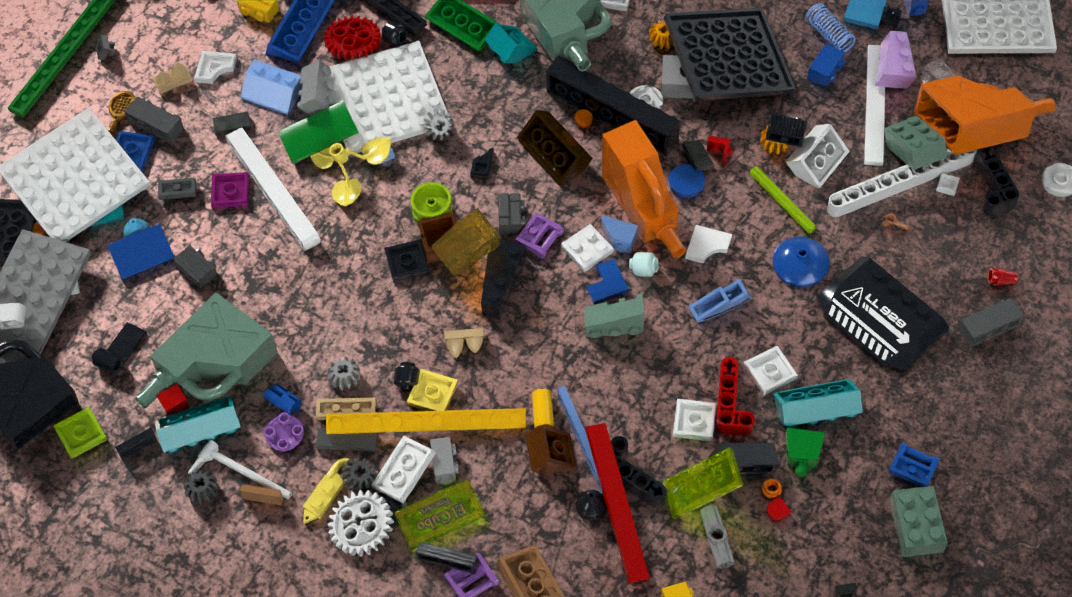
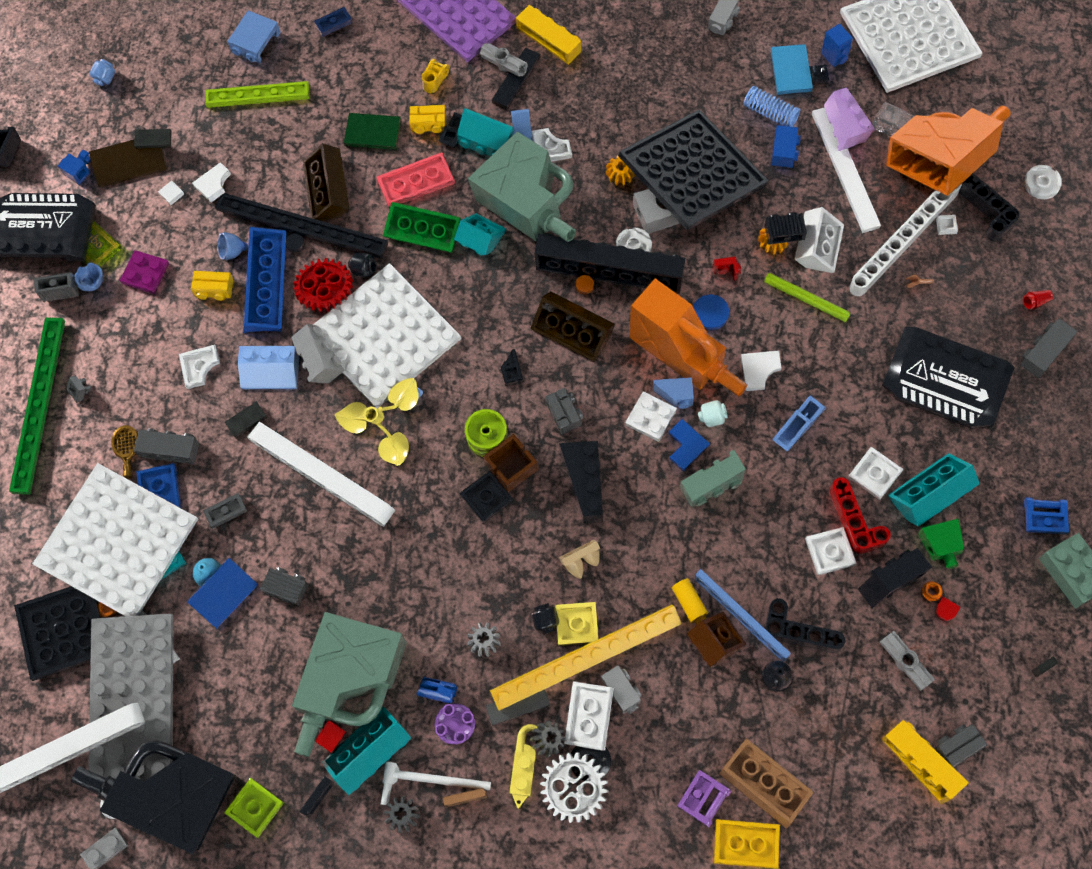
camera: 20 degrees left, 10 degrees up
(119, 350) = (250, 703): black door -> none
(173, 78) = (162, 395): tan tile -> none
(230, 190) = (278, 490): magenta tile -> none
(318, 132) = (338, 398): green slope -> none
(344, 406) = (501, 674): tan plate -> none
(439, 514) = (642, 745): clear neon green tile -> none
(444, 119) = (452, 345): light grey gear -> none
(447, 557) = (673, 787): black piece -> none
(466, 242) = (543, 461): clear yellow slope -> none
(535, 231) = (594, 421): medium lavender plate -> none
(617, 503) = (805, 668): red tile -> none
(697, 155) = (709, 282): pearl dark grey tile -> none
(703, 483) = (875, 615): clear neon green tile -> none
(799, 269) = (846, 361): blue dish -> none
(915, 142) = (905, 196): sand green brick -> none

